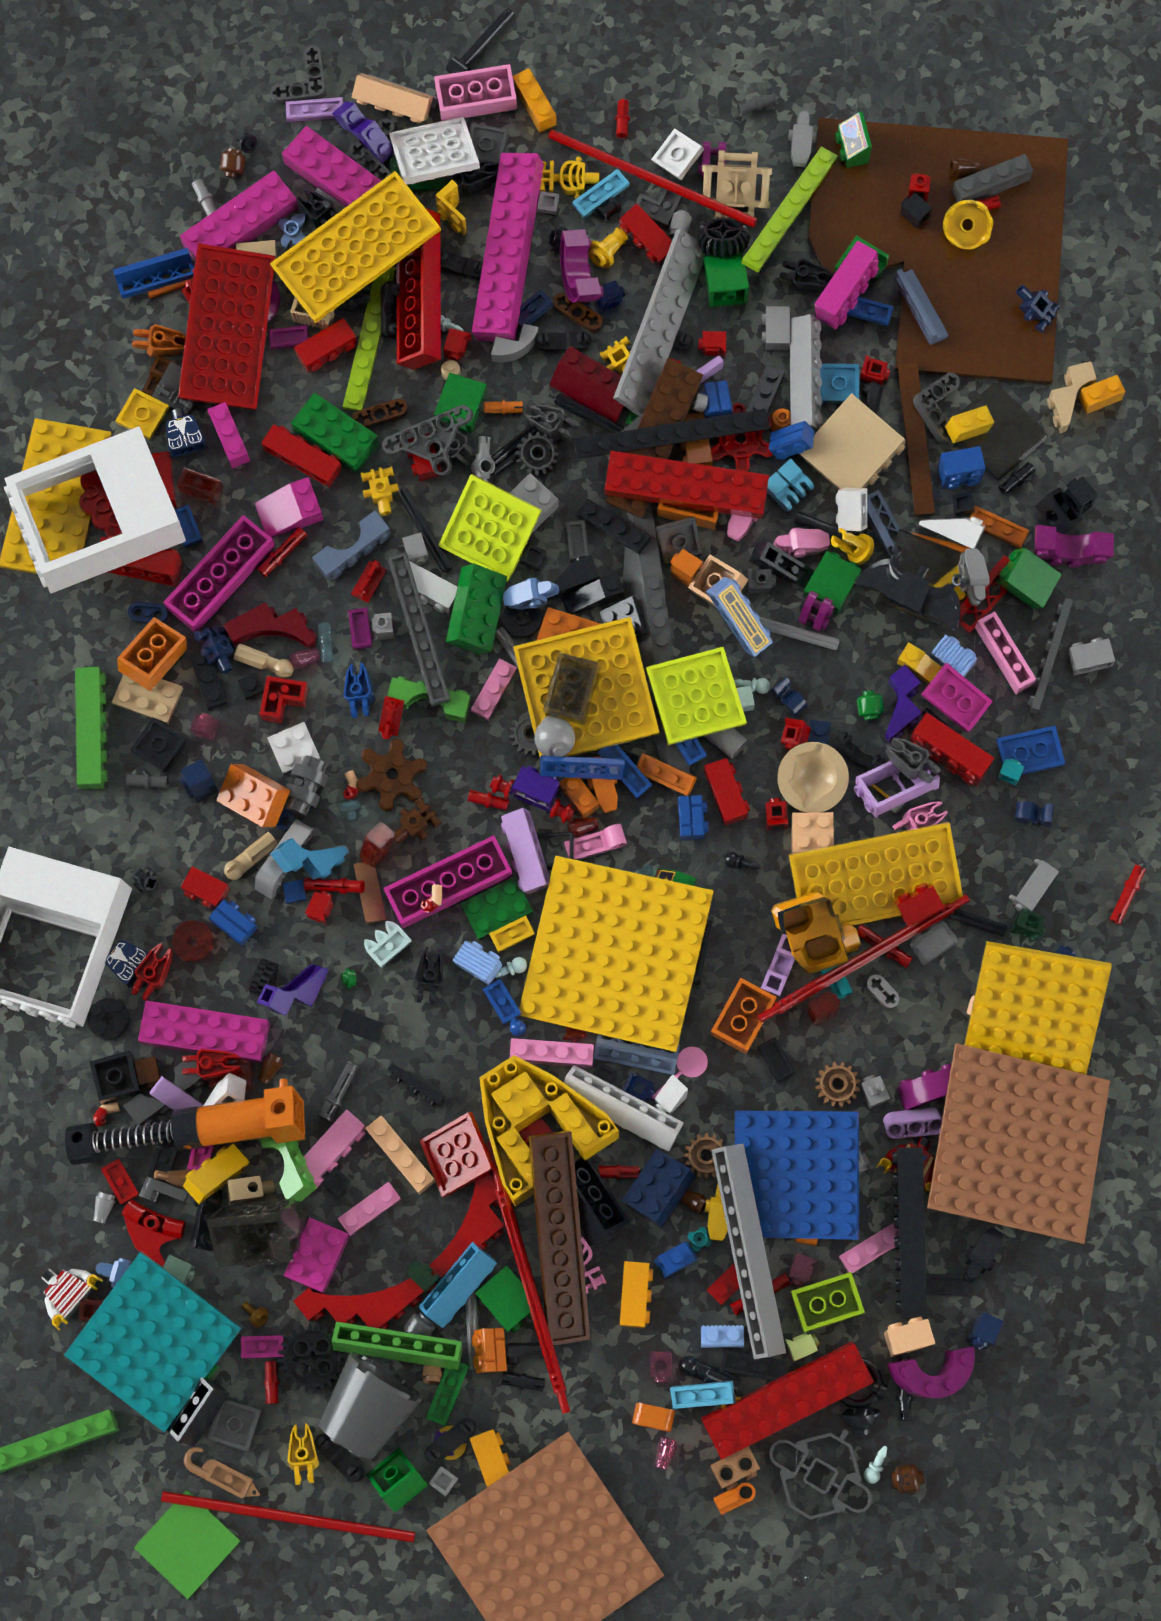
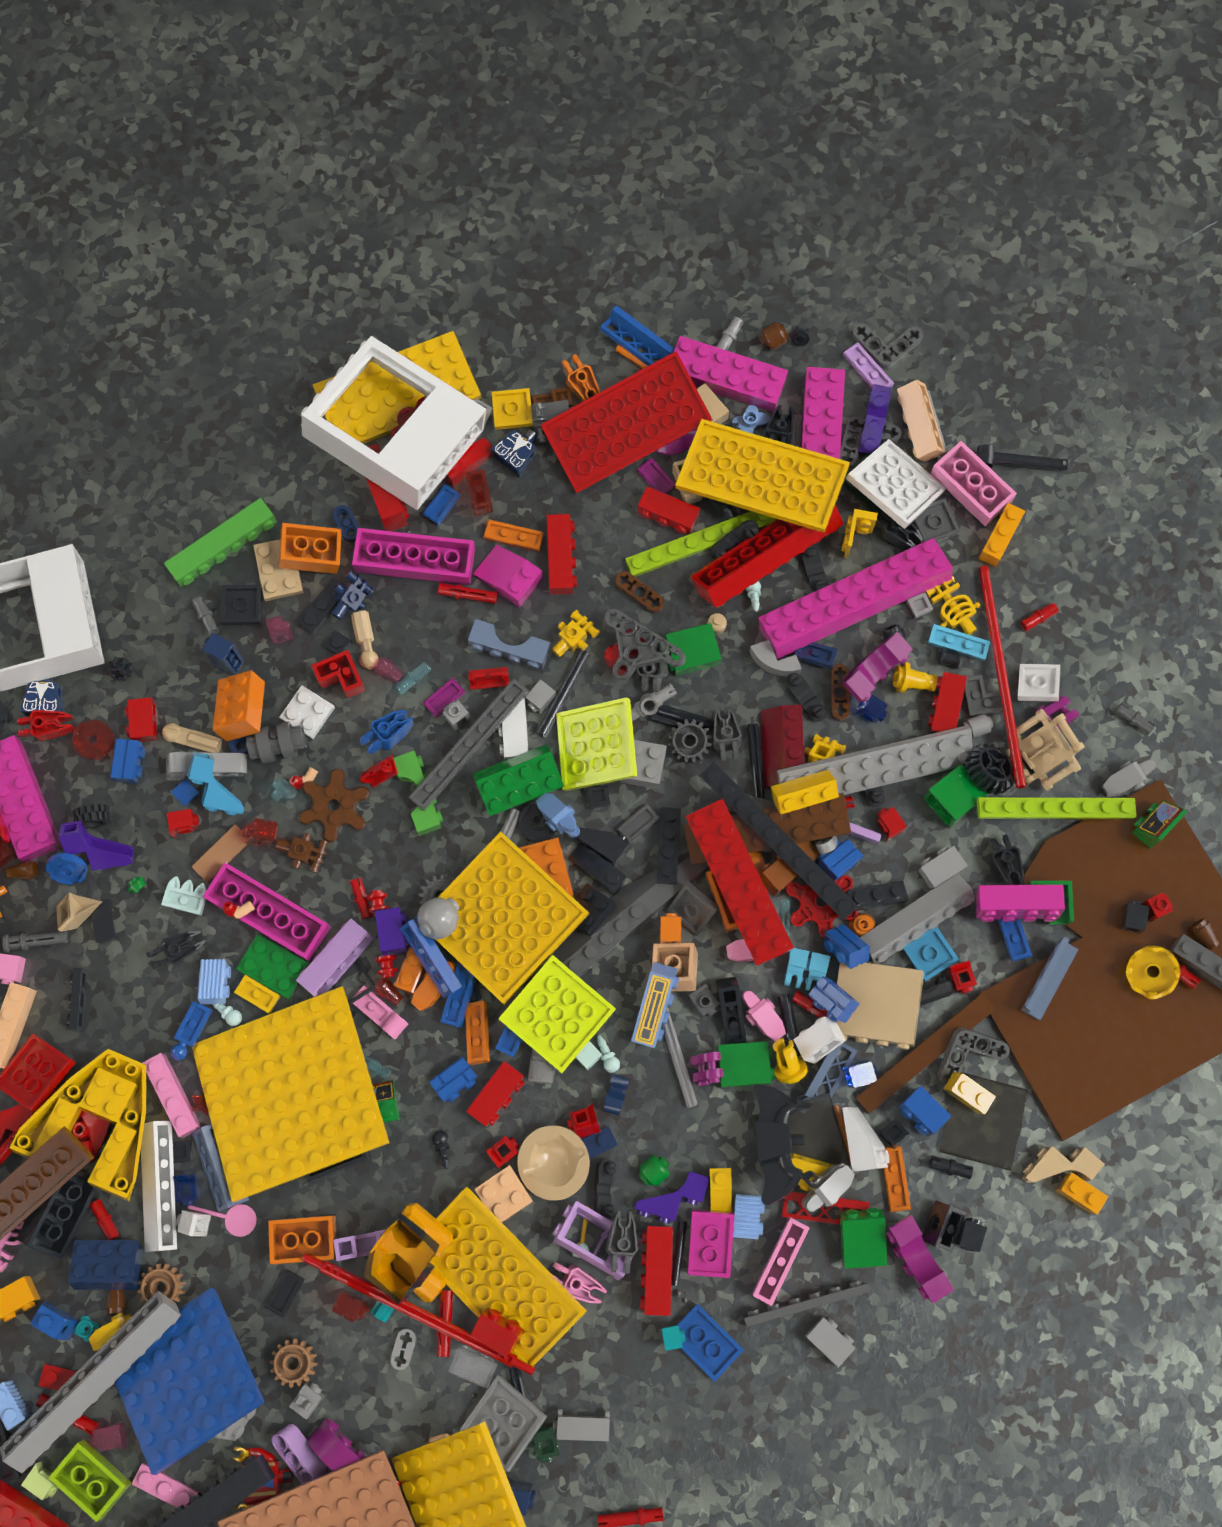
camera: 55 degrees right, 0 degrees up
(228, 435) = (538, 486): dark pink brick -> none
(256, 484) = (513, 535): none -> orange tile
(263, 622) = (398, 617): dark red arch -> none
(295, 1025) = (66, 868): none -> blue tile
(335, 432) = (597, 567): green brick -> none
(335, 1042) = (74, 911): none -> tan slope
(342, 885) = (209, 827): red pin -> none
(456, 344) = (741, 612): red window -> none
(494, 689) = (461, 840): bright pink plate -> none
(503, 407) = (713, 686): orange axle -> none
(571, 688) = (489, 904): clear smoke brick -> none
(646, 386) = (804, 791): none -> yellow brick
(819, 500) = (806, 1002): none -> red axle
(828, 476) = (833, 999): none -> brick
(899, 498) = (860, 1073): none -> clear blue brick
(996, 927) = (509, 1418): none -> light grey plate
(1030, 813) = (651, 1383): dark blue leg -> none
(1037, 306) = (1121, 1083): dark blue piece -> none

